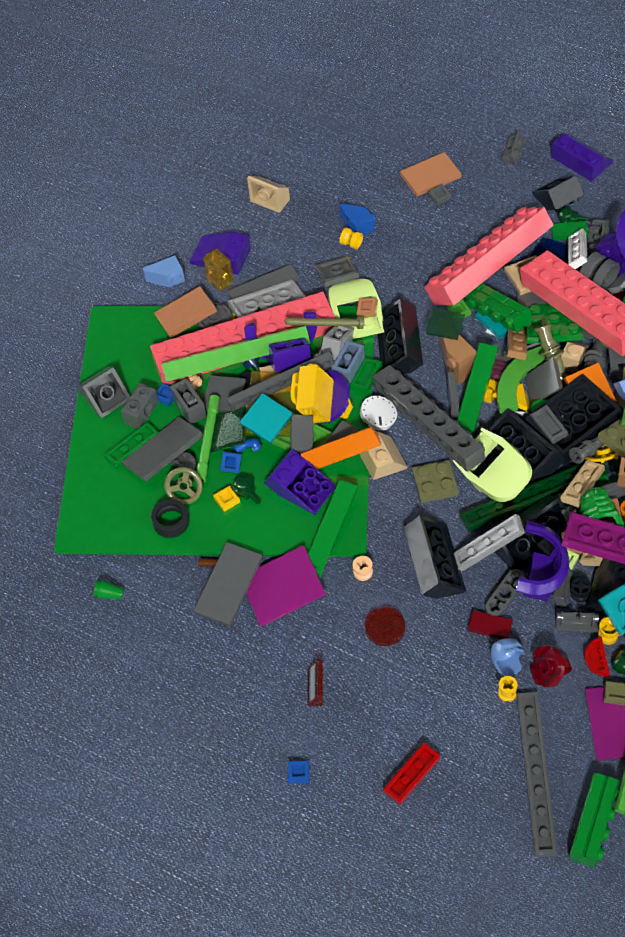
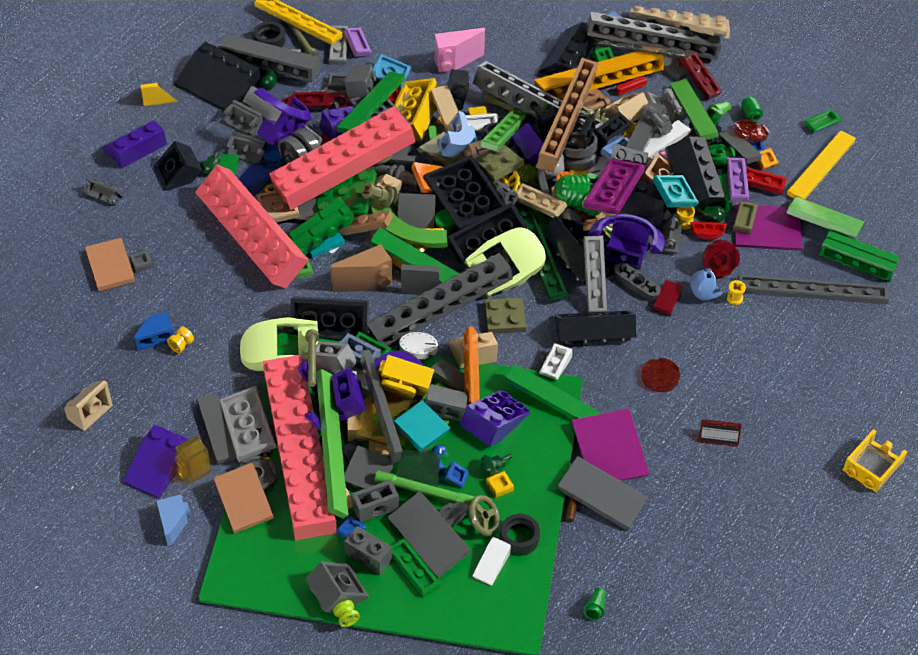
camera: 90 degrees left, 5 degrees down
(78, 402) = (346, 613): none -> lime wheel
(140, 501) = (492, 561): none -> white slope
(298, 772) = (808, 459): blue tile -> none
(300, 835) = (872, 462): none -> yellow window
(336, 271) = (222, 357): dark grey tile -> none
(366, 571) = (600, 386): light nougat wheel -> none
(367, 307) = (292, 328): nougat tile -> none
(379, 529) = (556, 361): none -> white slope
(411, 774) = (814, 372): red plate -> none
(445, 324) = (342, 261): clear green piece -> none
(549, 424) = (474, 209): dark grey tile -> none
(577, 249) = (267, 157): white tile -> none

